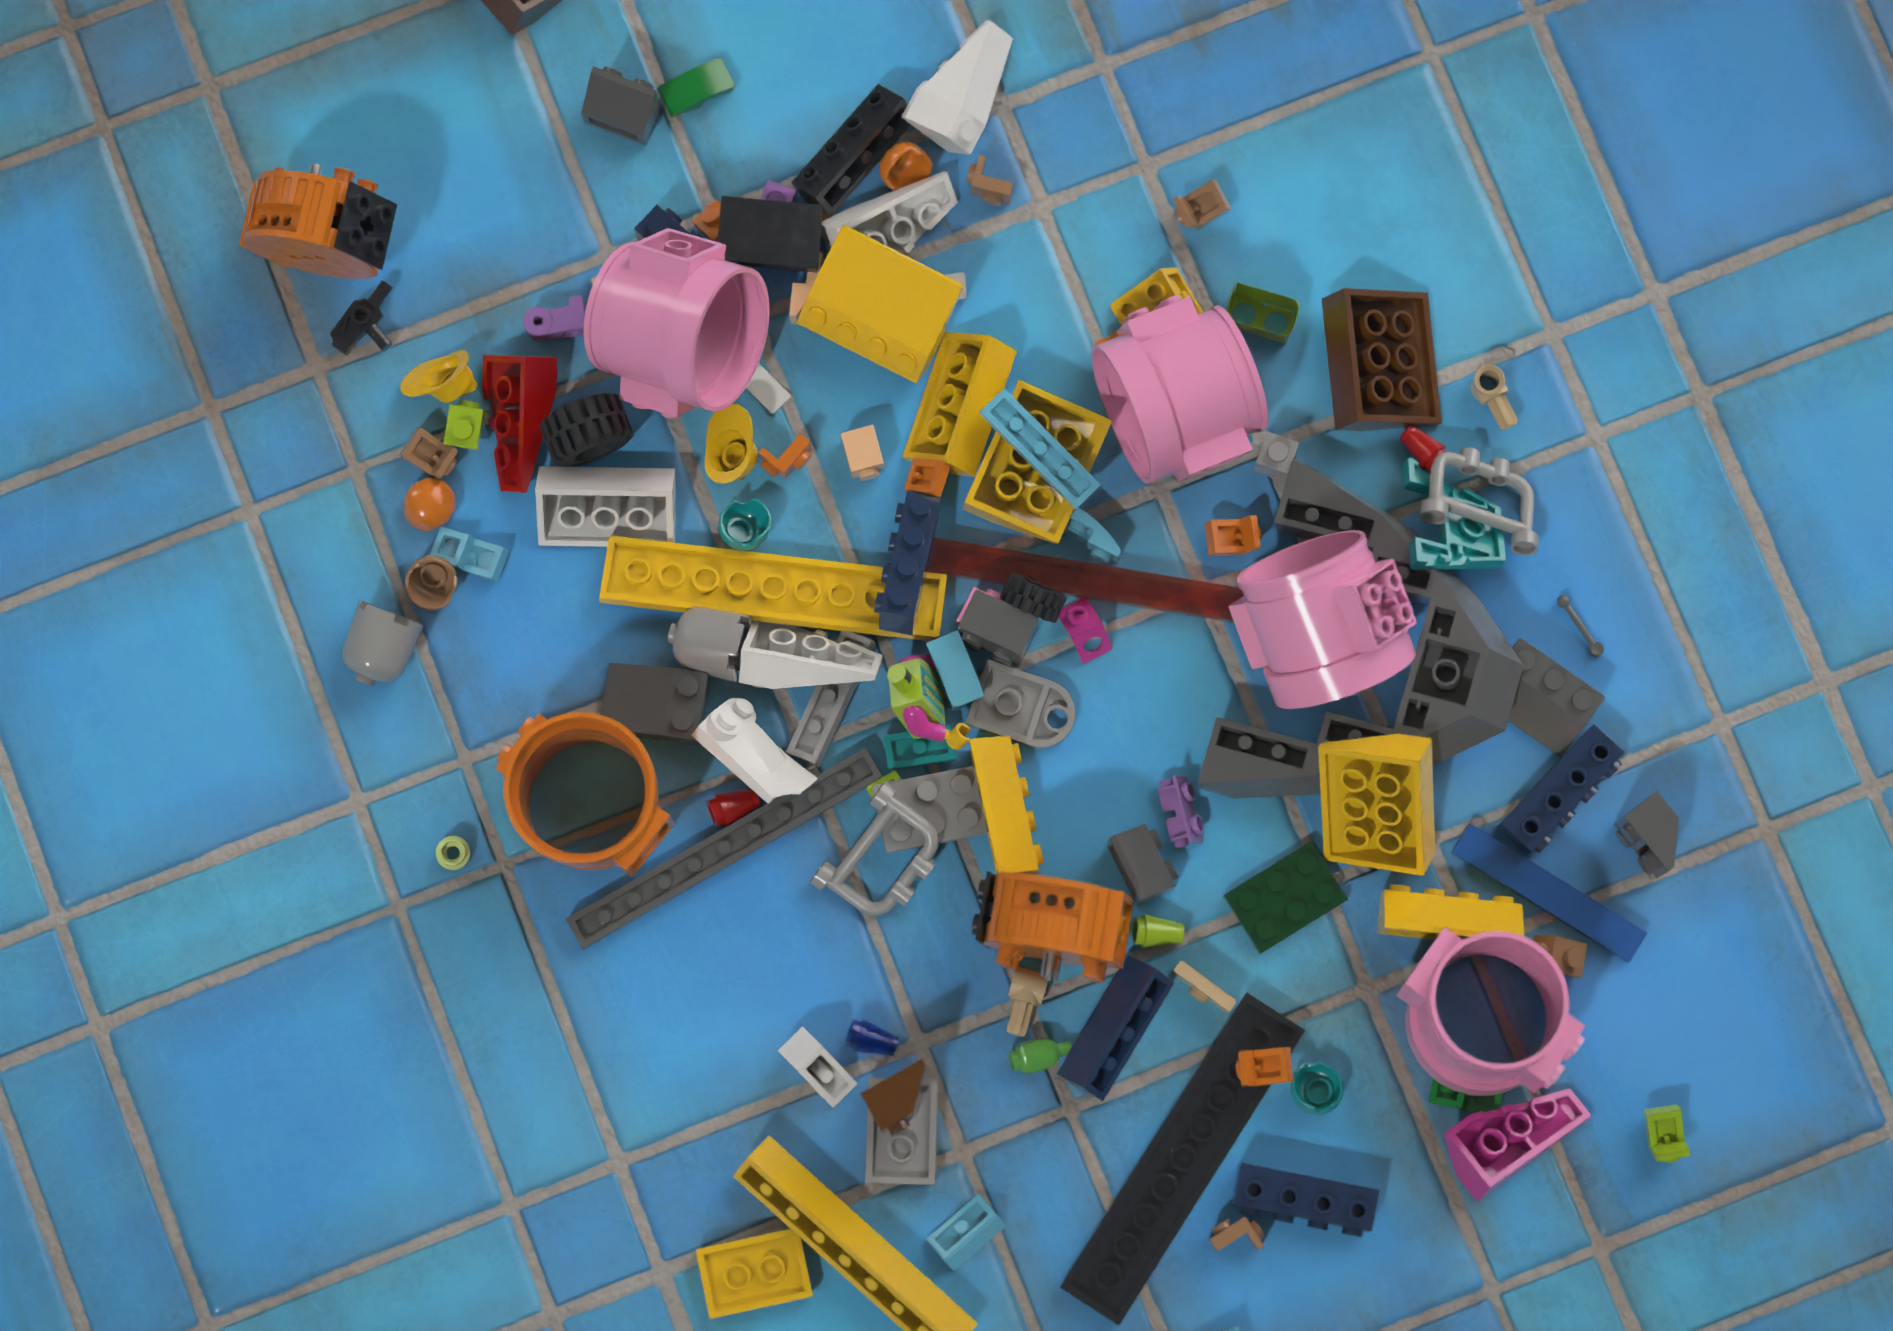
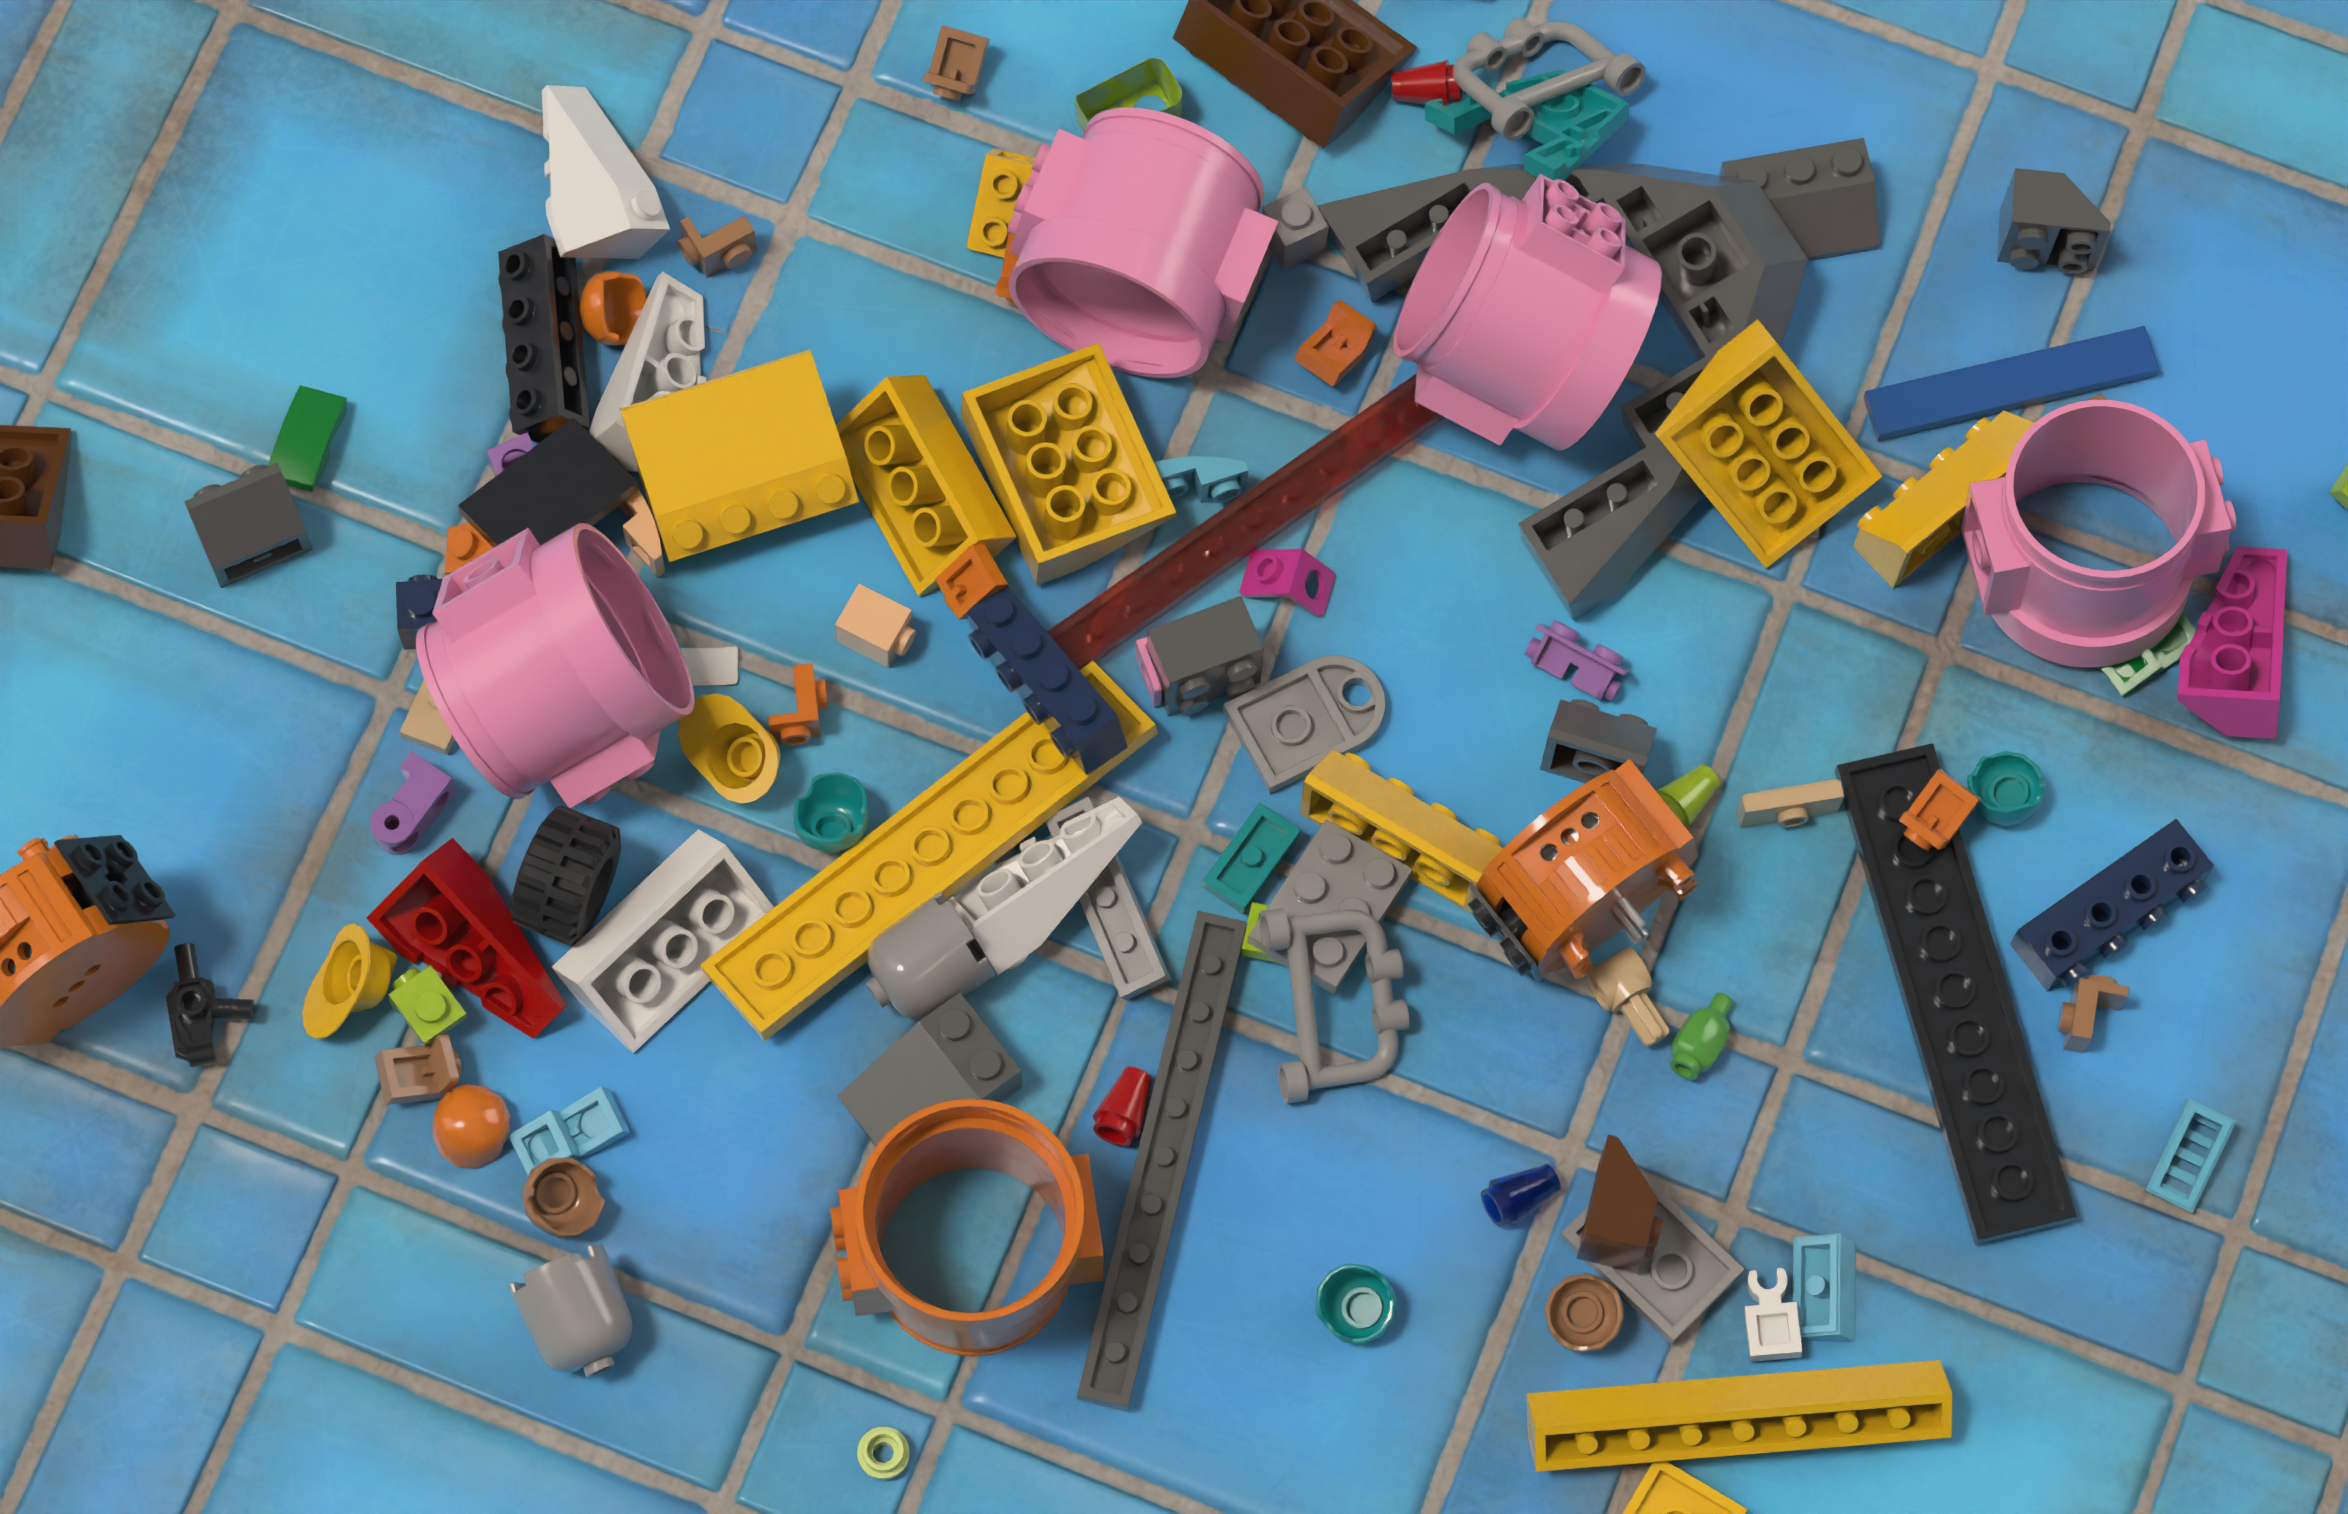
camera: 50 degrees left, 10 degrees down
(737, 1010) = (1356, 1303): none -> teal hair
(750, 752) = (1090, 1028): white slope -> none
(817, 1067) = (1496, 1275): white slope -> none
(837, 1126) = (1584, 1313): none -> medium nougat hair
(919, 701) = (1205, 802): torso -> none
(919, 1224) = (1771, 1325): none -> white plate
(955, 669) = (1206, 738): medium azure slope -> none
(1033, 597) = (1210, 585): black tyre -> none
(1040, 449) = (1060, 435): medium azure plate -> none
(1115, 1028) = (1751, 930): dark blue brick -> none
(1285, 897) = (1769, 641): dark green plate -> none
(1560, 790) = (1916, 274): dark blue brick -> none
(1595, 647) = (1797, 113): dark grey hinge -> none

